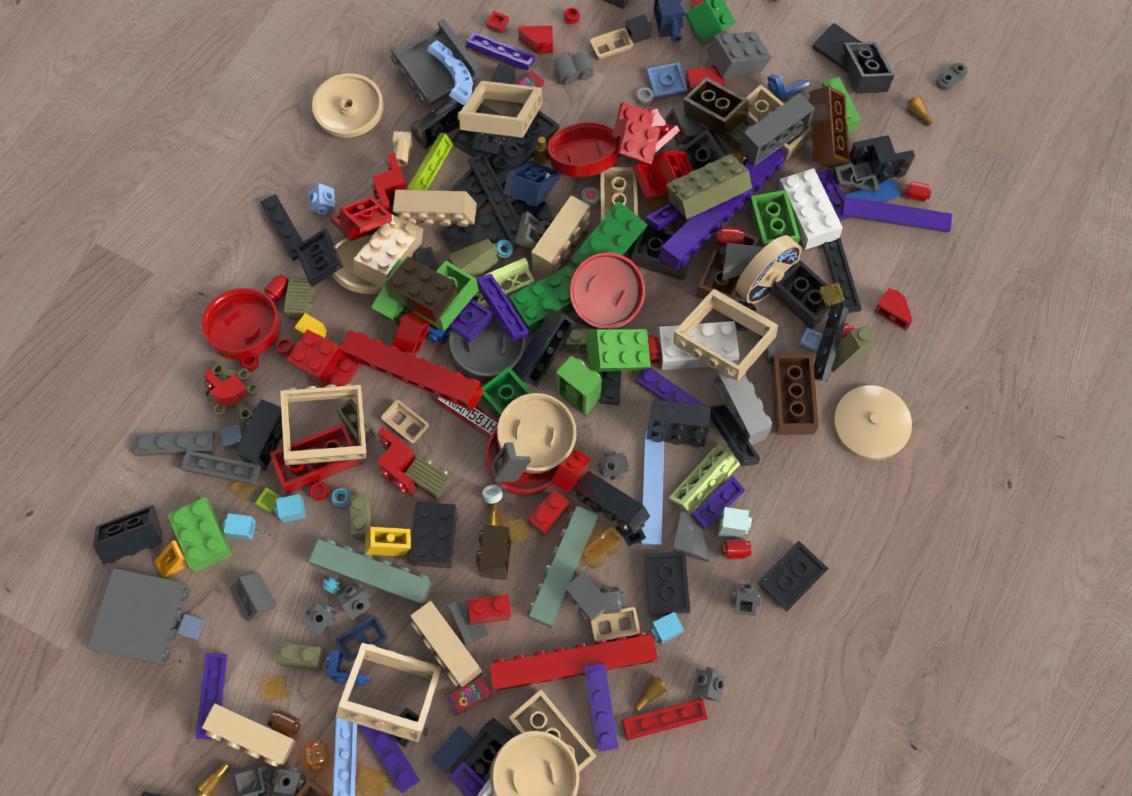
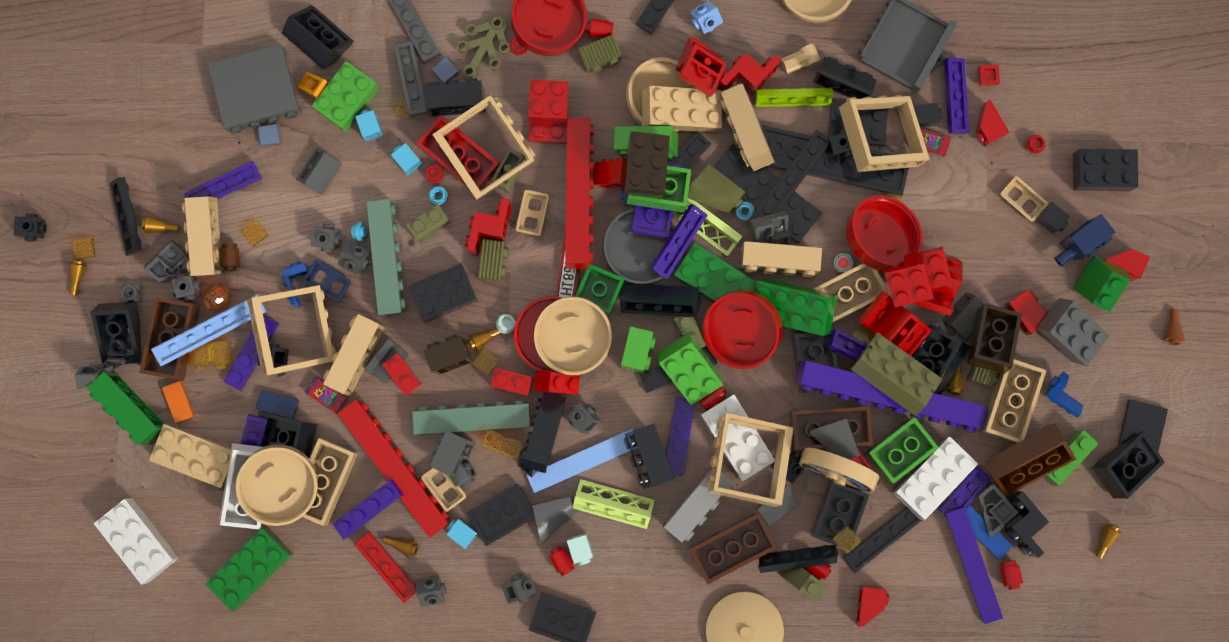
camera: 65 degrees right, 15 degrees up
(227, 392) = (476, 45): red brick -> none
(267, 500) = (406, 135): lime tile -> none
(285, 347) = (548, 68): red plate -> none
(300, 656) = (288, 239): olive brick -> none
(312, 324) = (576, 81): yellow brick -> none
(319, 257) = (643, 50): black tile -> none
(387, 541) = (415, 258): yellow brick -> none
(461, 76) = (905, 71): light blue tile -> none
(508, 466) = (527, 324): dark grey panel -> none
(531, 182) = (824, 201): dark blue slope -> none
(541, 153) = (861, 194): pearl gold cone -> none
(574, 68) = (974, 177): dark grey brick -> none
(644, 96) = (981, 260): light grey tile -> none
(666, 81) = (1010, 273): medium blue tile -> none
(715, 504) = (595, 525): dark purple plate -> none
(729, 235) = (856, 418): red brick -> none
(733, 436) = (662, 510): black plate -> none
(776, 129) = (994, 410): dark grey brick -> none
(811, 340) = (799, 539): light blue tile -> none
(953, 75) = (1168, 555): dark grey plate -> none

